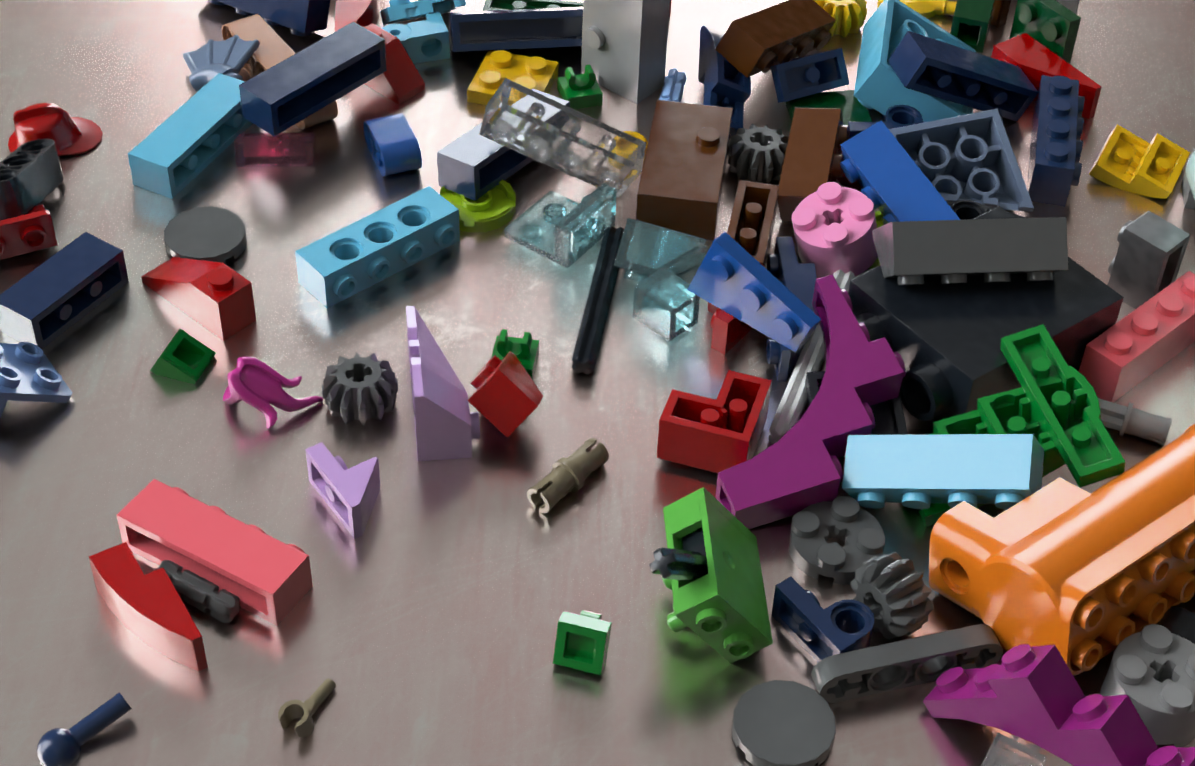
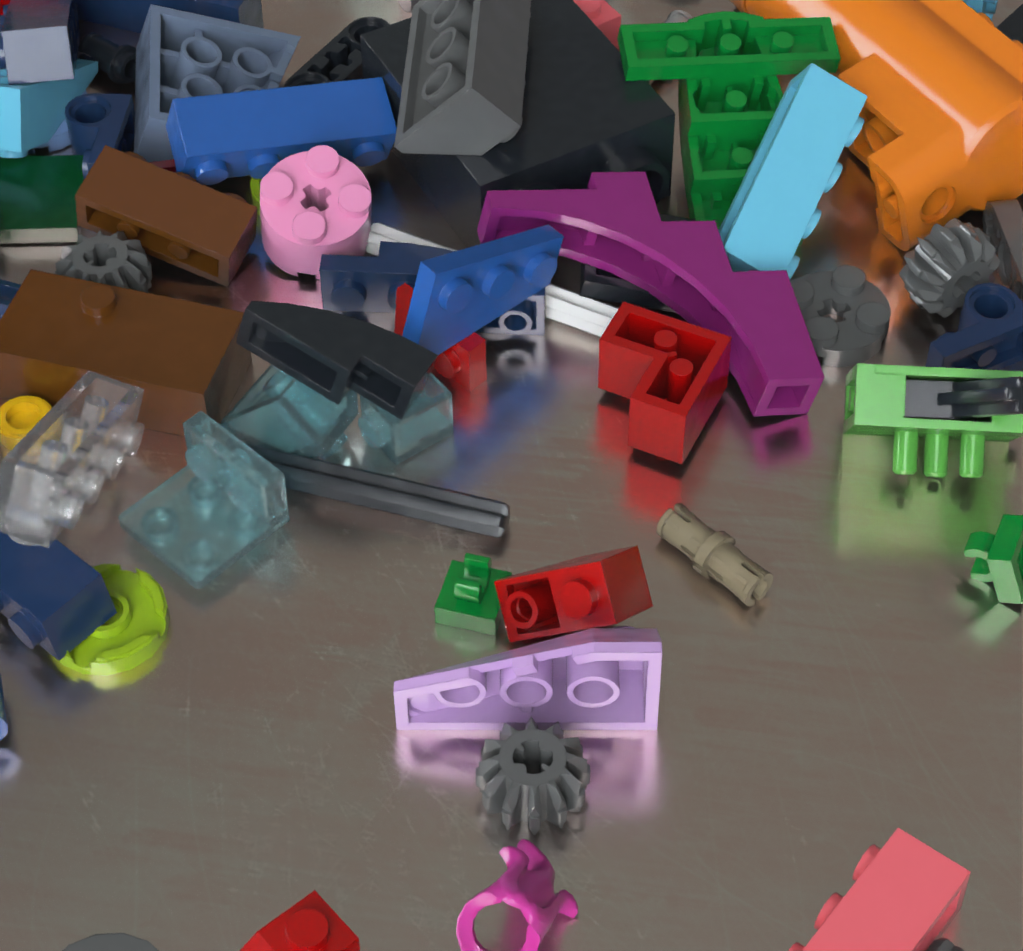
camera: 80 degrees left, 5 degrees up
(346, 491) = (745, 797): lavender slope -> none
(377, 246) = (246, 818): medium azure brick -> none
(660, 234) = (337, 354): none -> black slope
(754, 218) = (283, 277): reddish brown brick -> none

